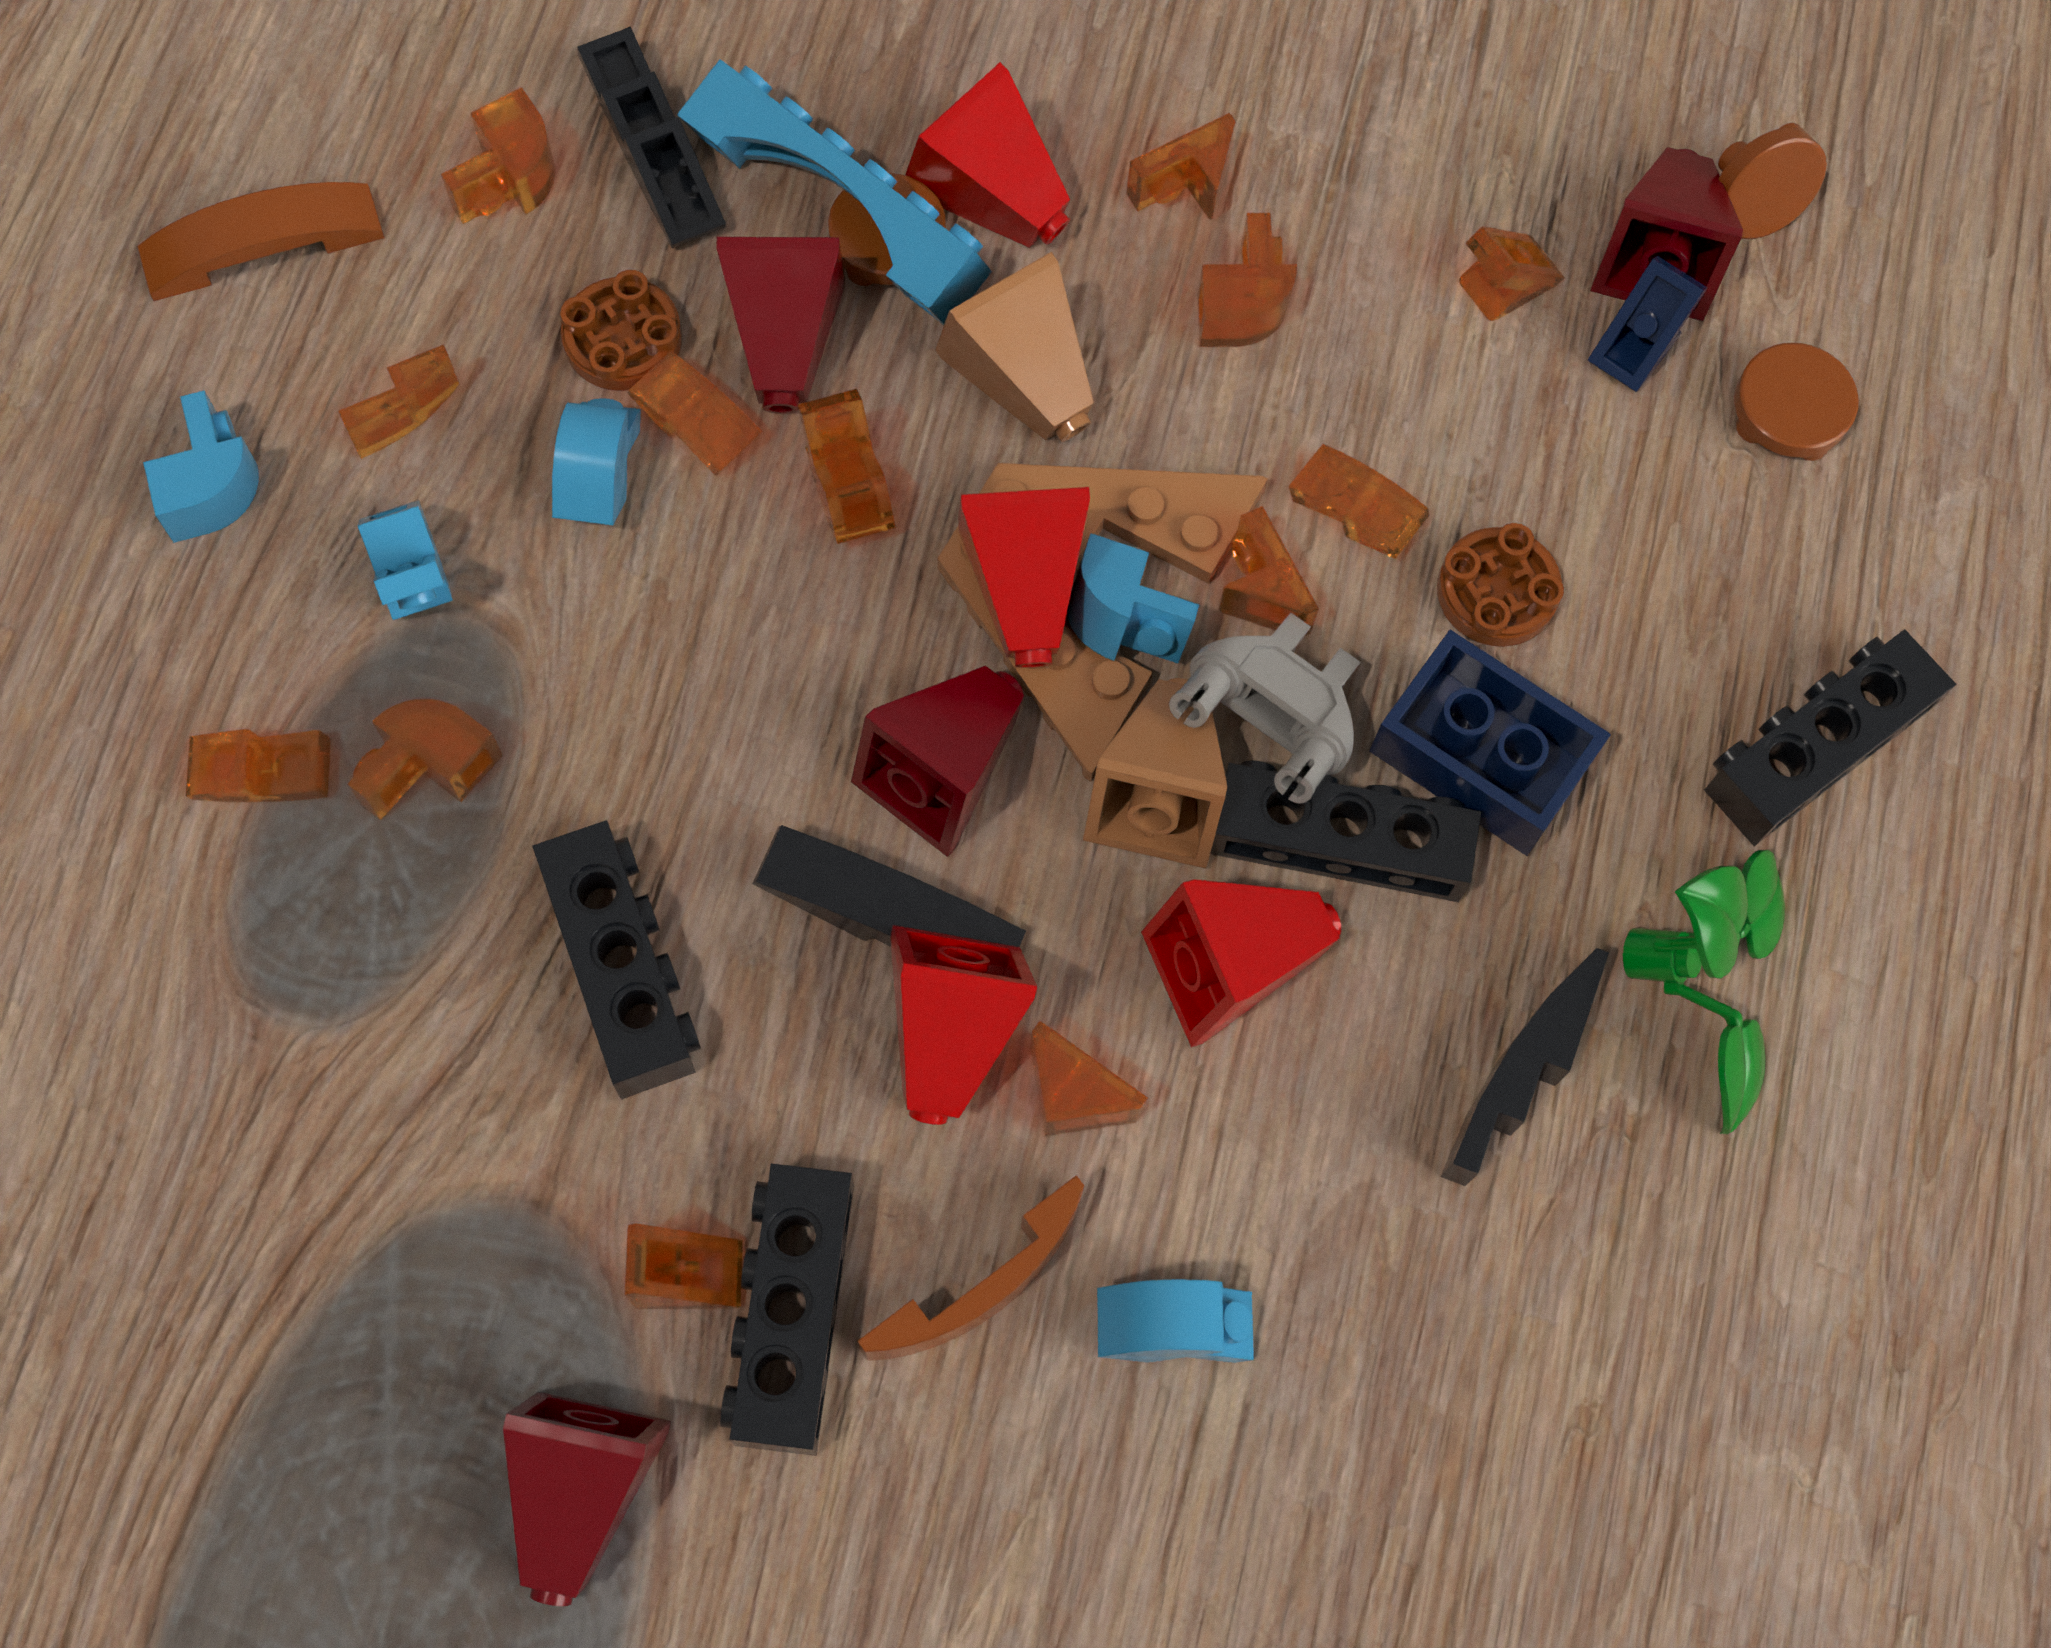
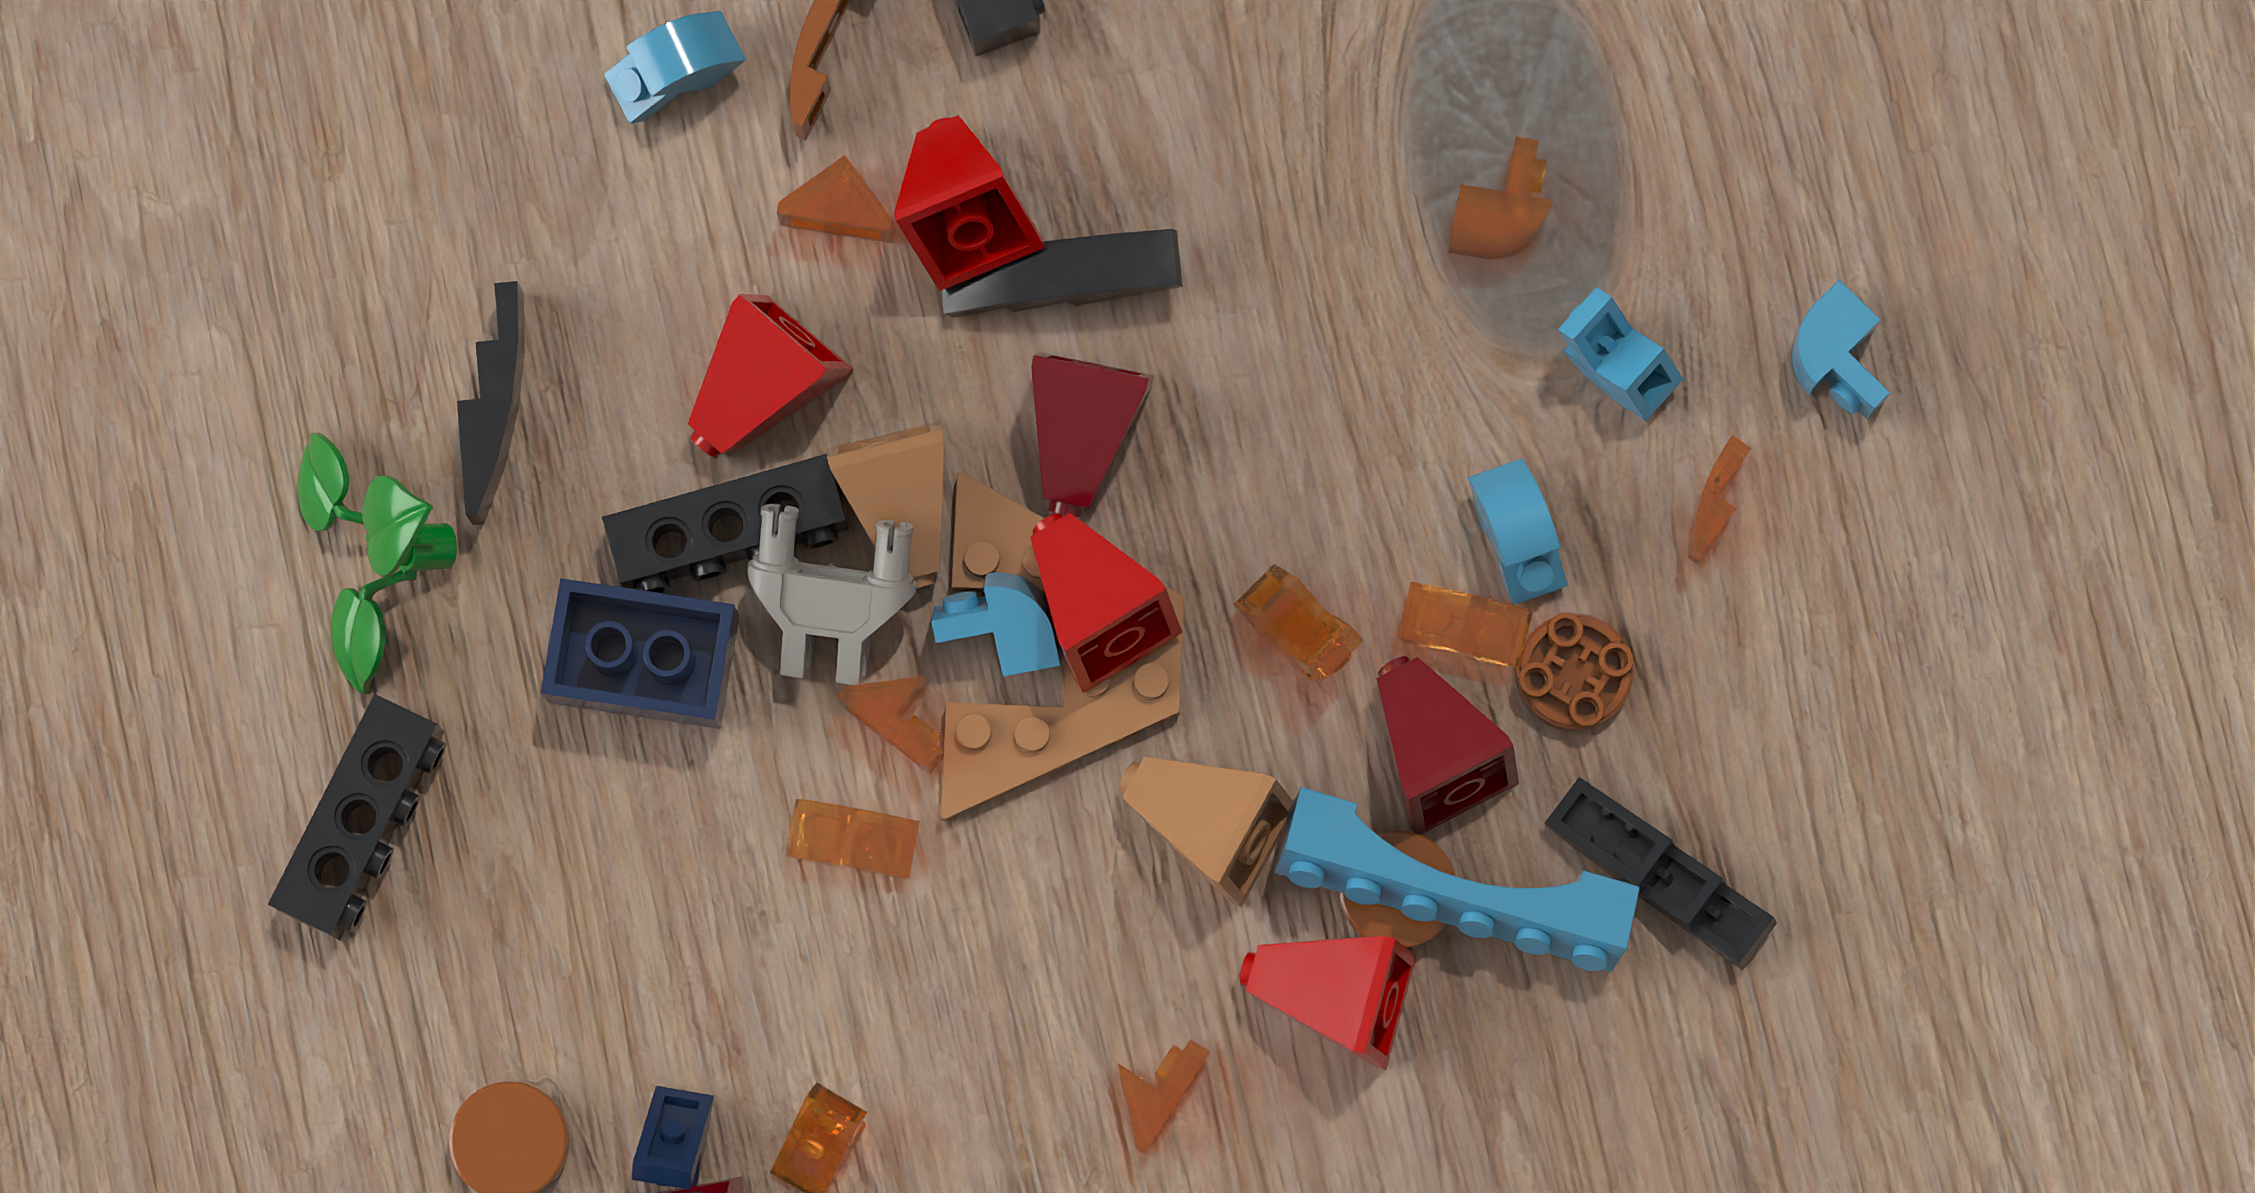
camera: 160 degrees right, 10 degrees up
(255, 227) = (1940, 598): dark orange slope -> none
(256, 768) = (1632, 136): clear orange slope -> none
(513, 160) = (1763, 791): clear orange brick -> none
(572, 870) = (1199, 55): black brick -> none
(1247, 299) = (1038, 981): clear orange brick -> none
(1499, 585) = (695, 825): dark orange tile -> none

